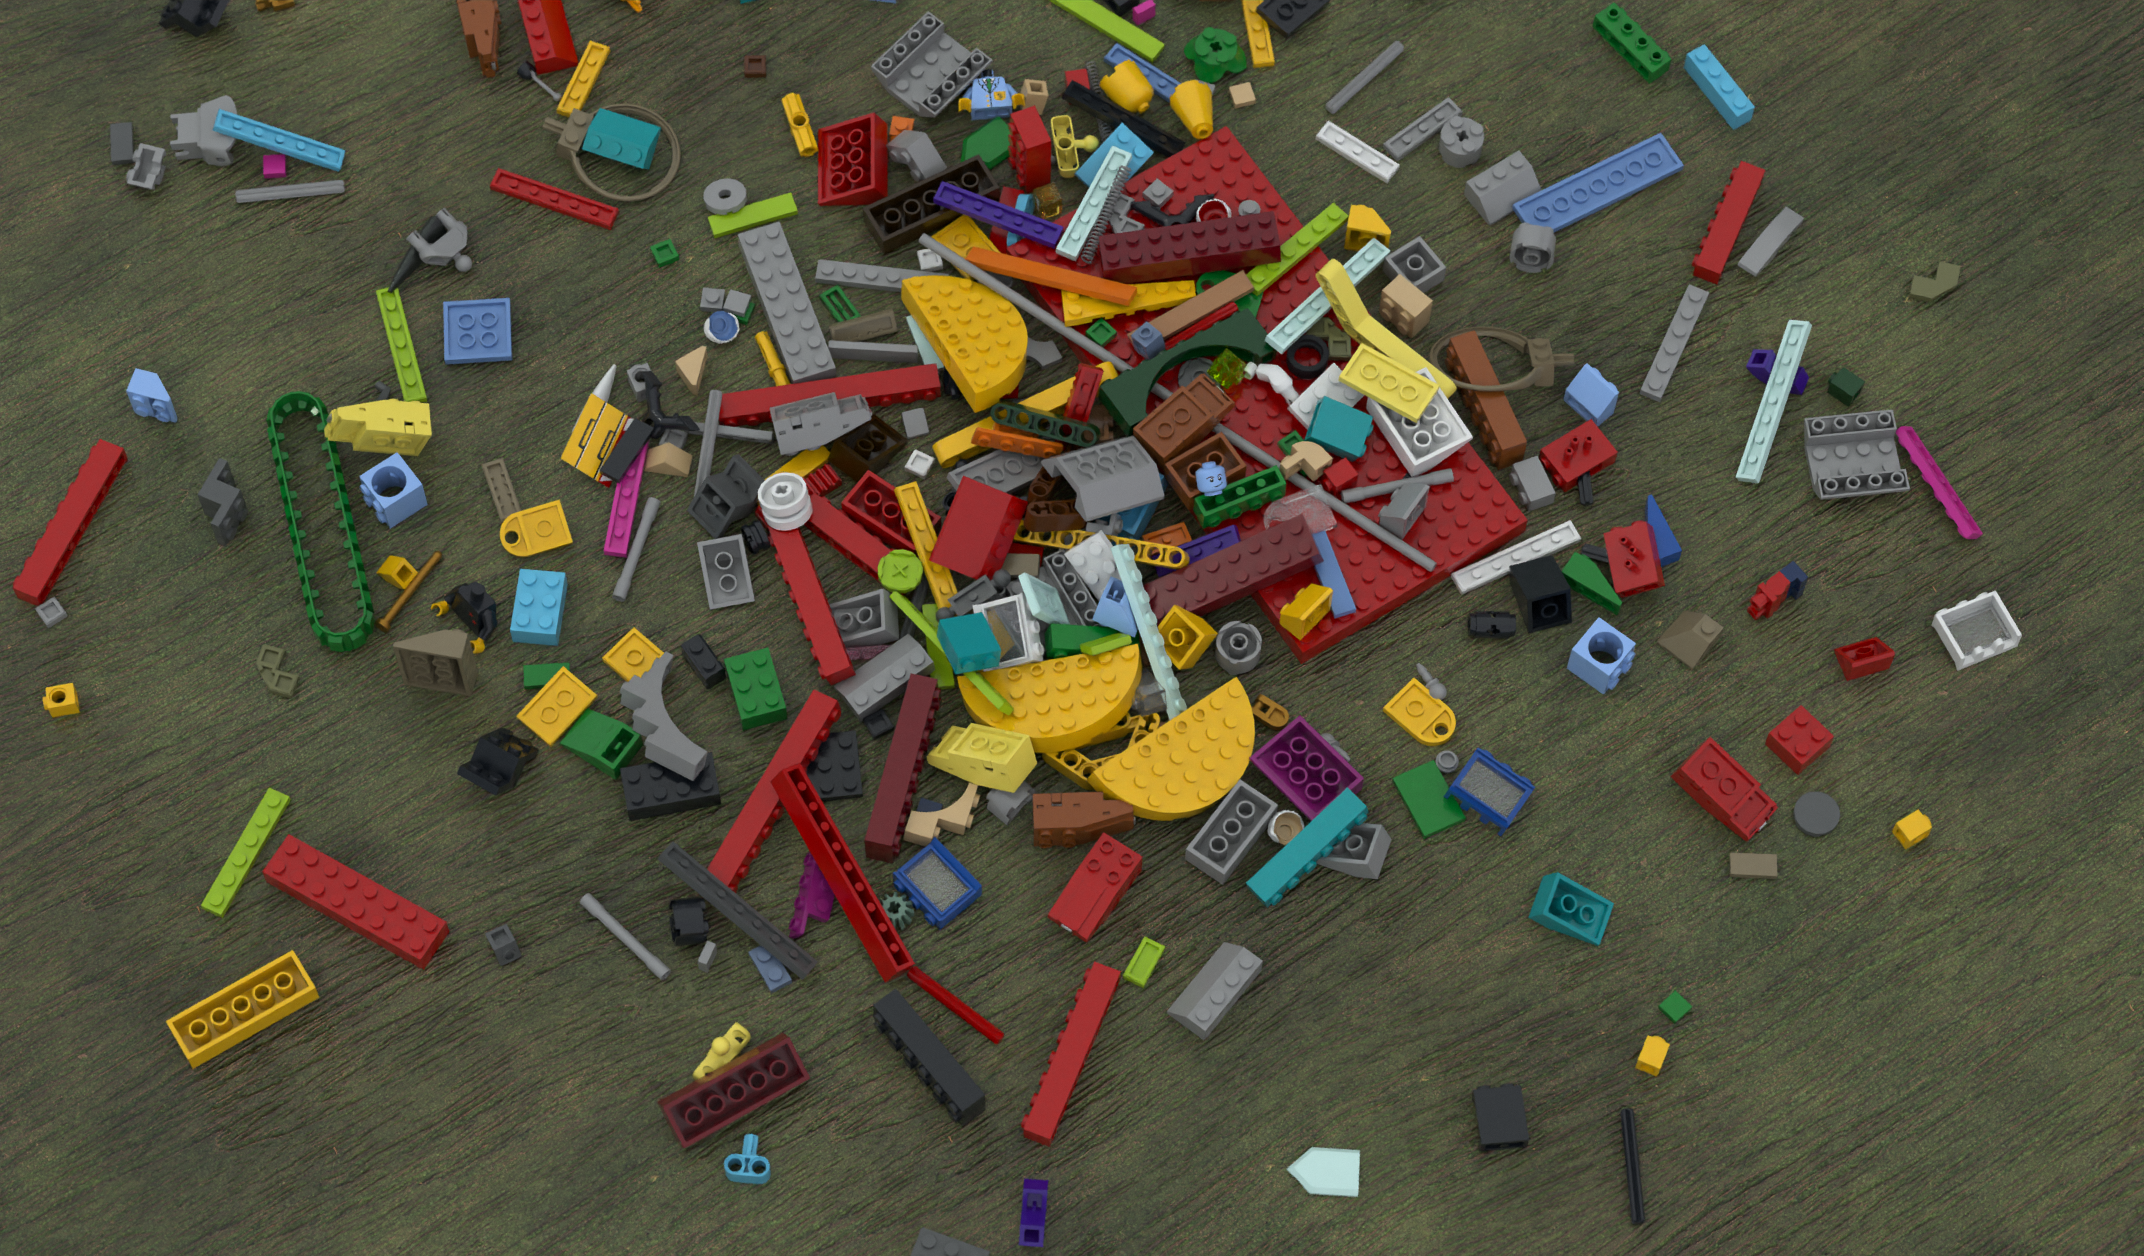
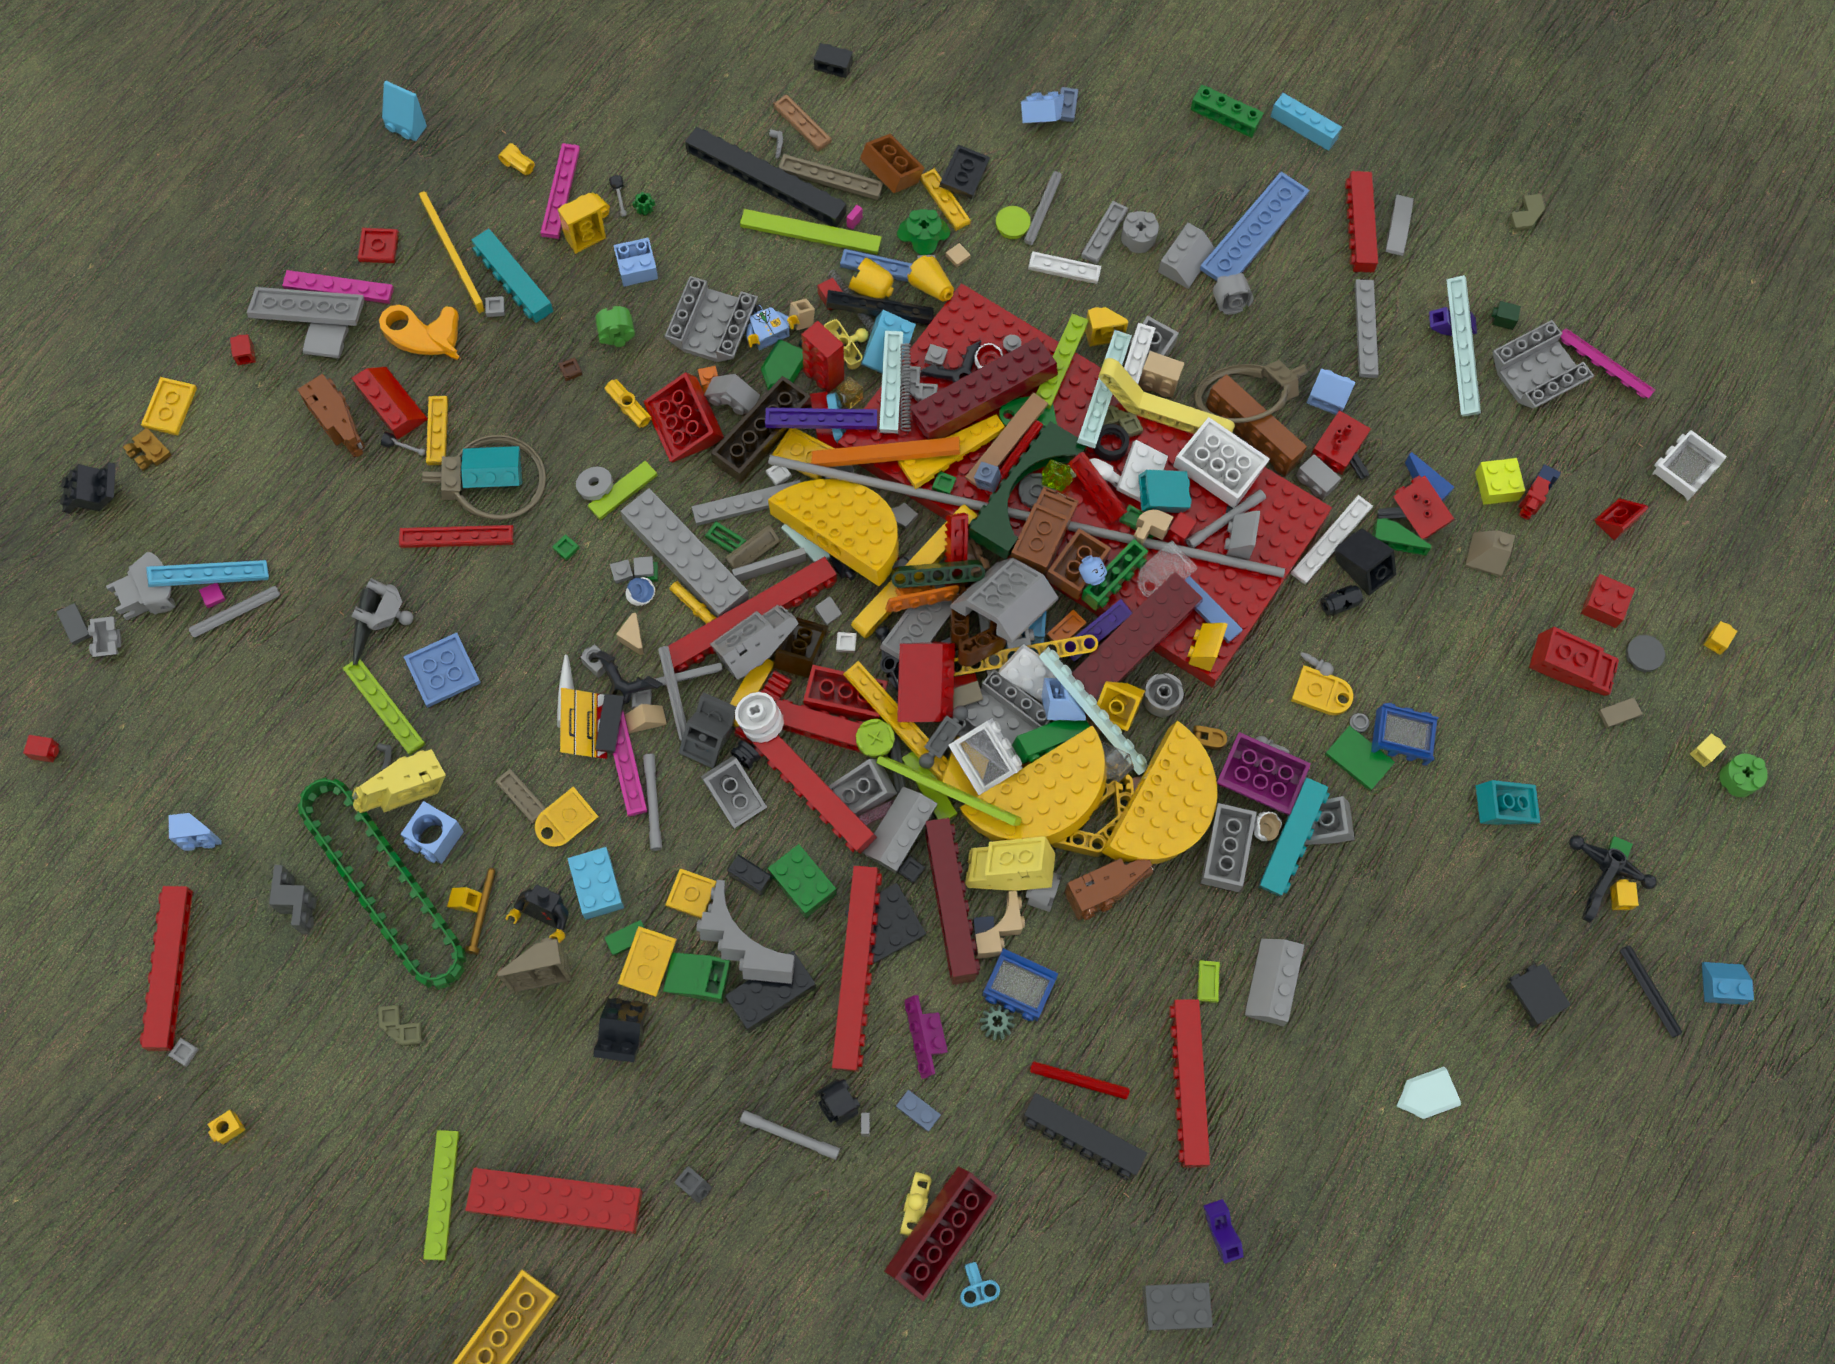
camera: 25 degrees left, 5 degrees up
(37, 257) = (41, 748): none -> red brick
(737, 910) = (875, 1077): dark grey plate -> none
(822, 36) = (615, 326): none -> bright green brick
(842, 872) = (946, 1010): red brick -> none
(968, 643) = (963, 779): teal brick -> none
(1043, 600) = (1003, 719): light aqua tile -> none
(1096, 887) = (1146, 937): red piece -> none
(1105, 643) = (1067, 735): lime tile -> none
(1266, 398) = (1097, 487): none -> red tile
(1322, 80) = (1013, 222): none -> lime tile
(1389, 383) = (1189, 440): light yellow plate -> none
(1394, 264) = (1139, 351): none -> white tile
(1601, 638) = (1426, 604): light blue brick -> none
(1655, 1016) = (1612, 863): none -> black piece
(1721, 1192) = (1726, 983): none -> dark azure slope
(1741, 564) = (1500, 481): none -> neon yellow brick
(1832, 942) = (1708, 750): none -> light yellow brick
(1860, 971) = (1743, 775): none -> bright green brick

